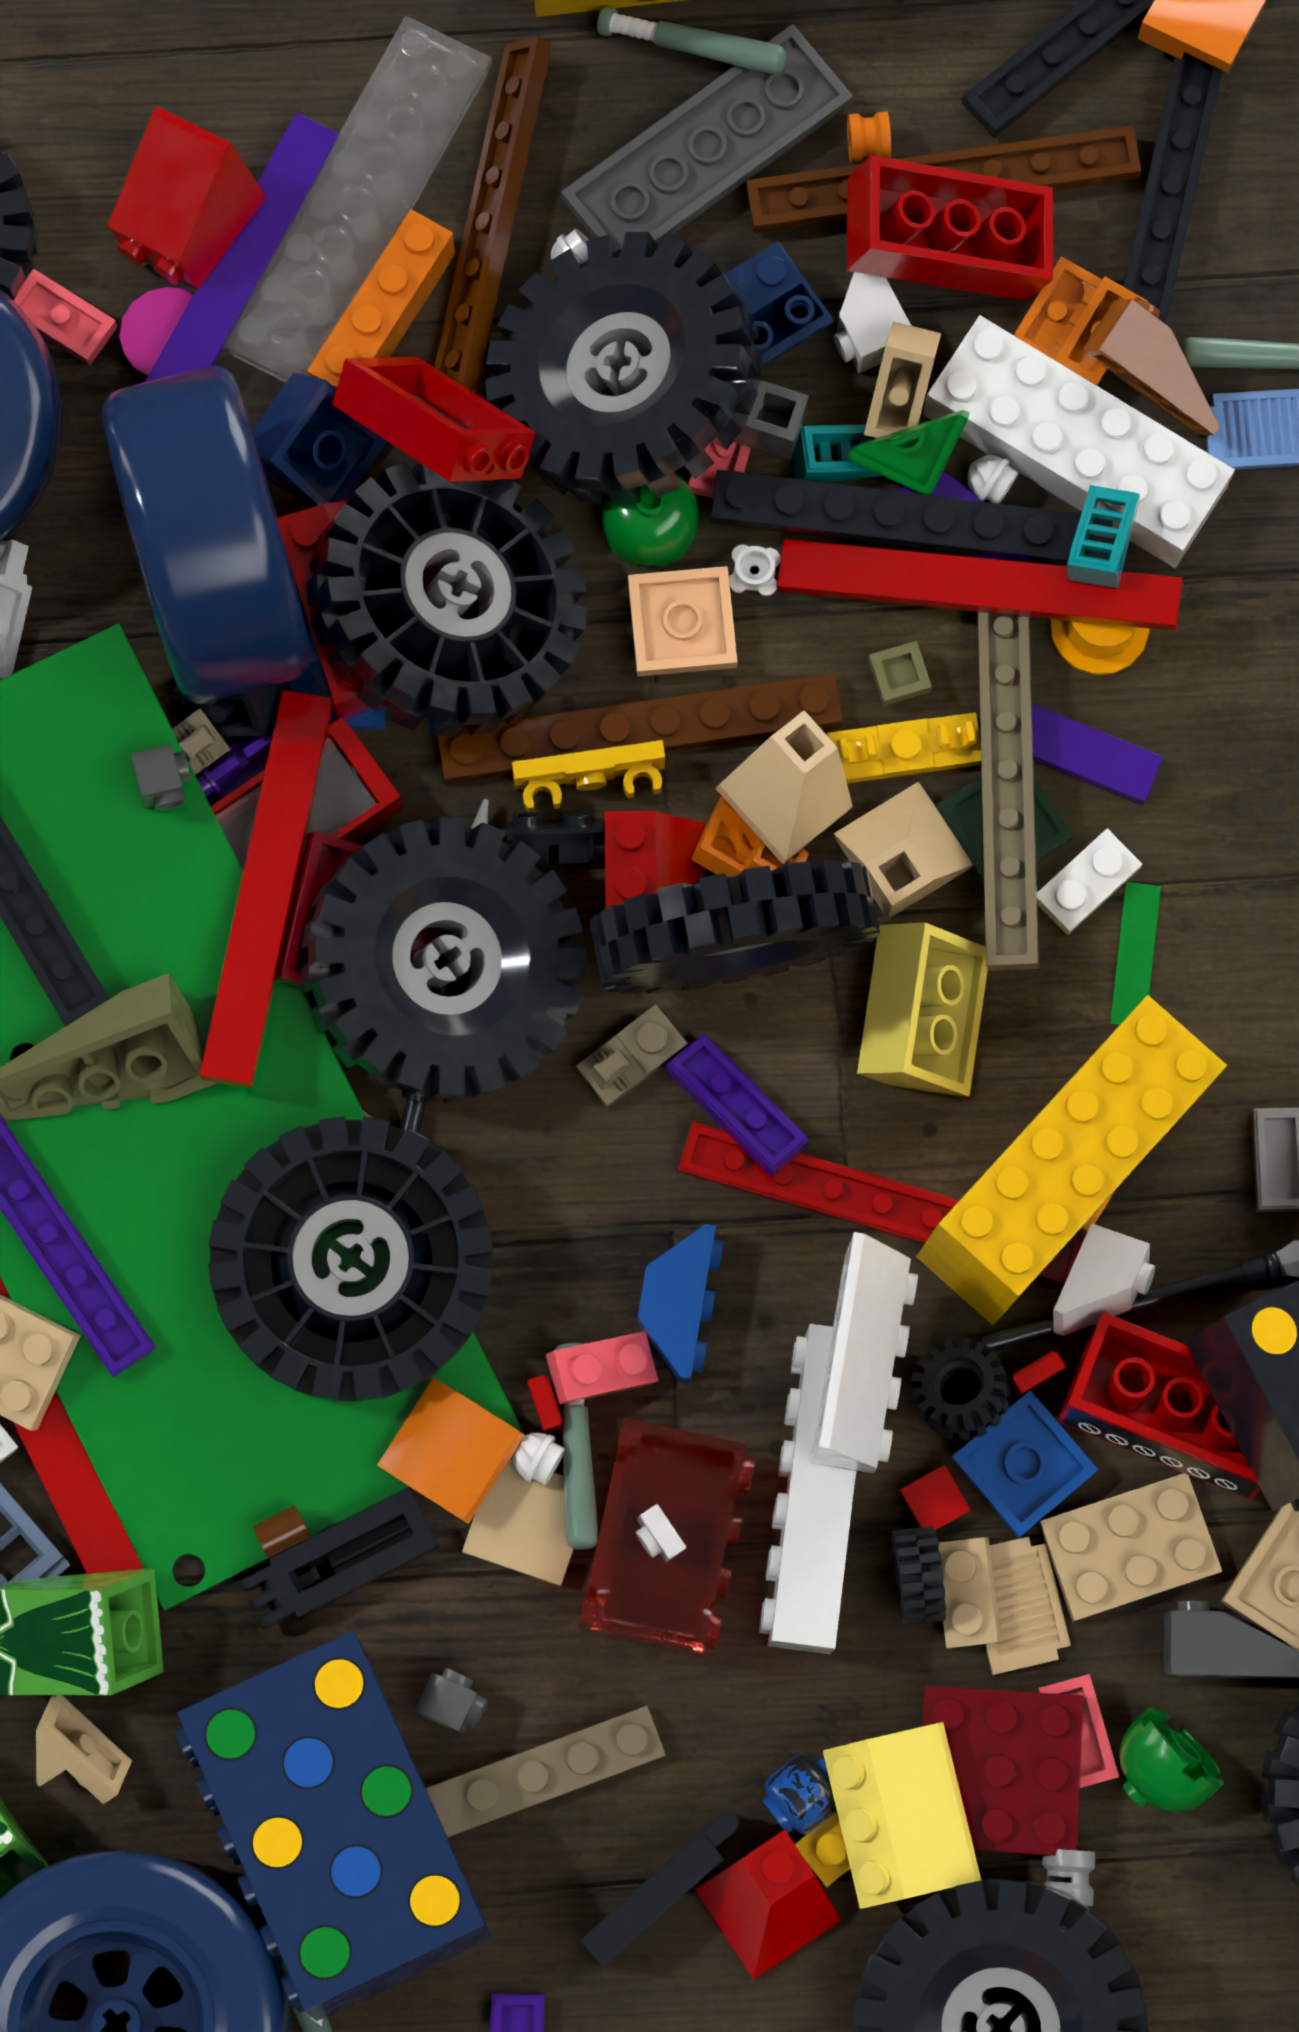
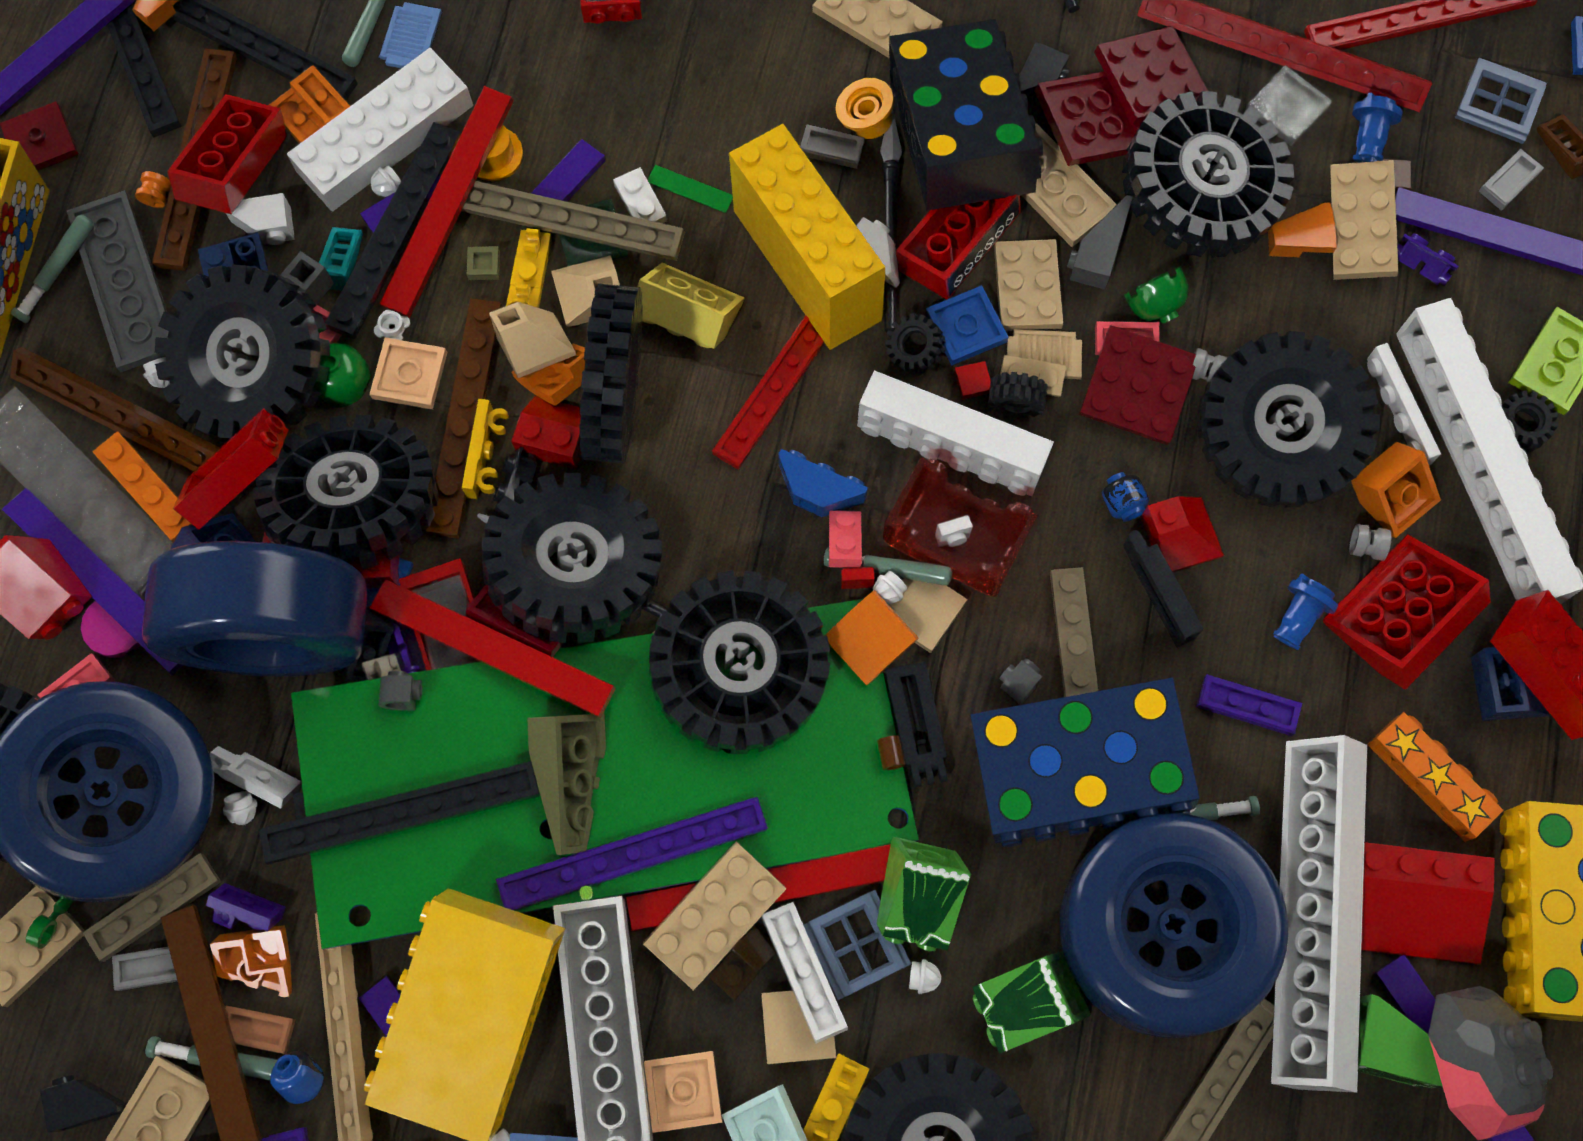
camera: 70 degrees left, 5 degrees down
(74, 1744) = (993, 909): tan slope -> none
(631, 1056) = (661, 475): dark tan hinge -> none
(737, 1104) = (710, 422): dark purple tile -> none
(825, 1851) = (1160, 488): yellow plate -> none
(862, 1356) = (889, 374): white slope -> none
(901, 1815) = (1153, 440): light yellow slope -> none
(902, 379) = (311, 206): tan brick -> none
(913, 454) = (356, 212): green tile -> none
(1036, 1374) = (917, 300): red tile -> none
(1096, 570) = (463, 128): teal slope -> none
(1149, 359) = (351, 71): slope -> none

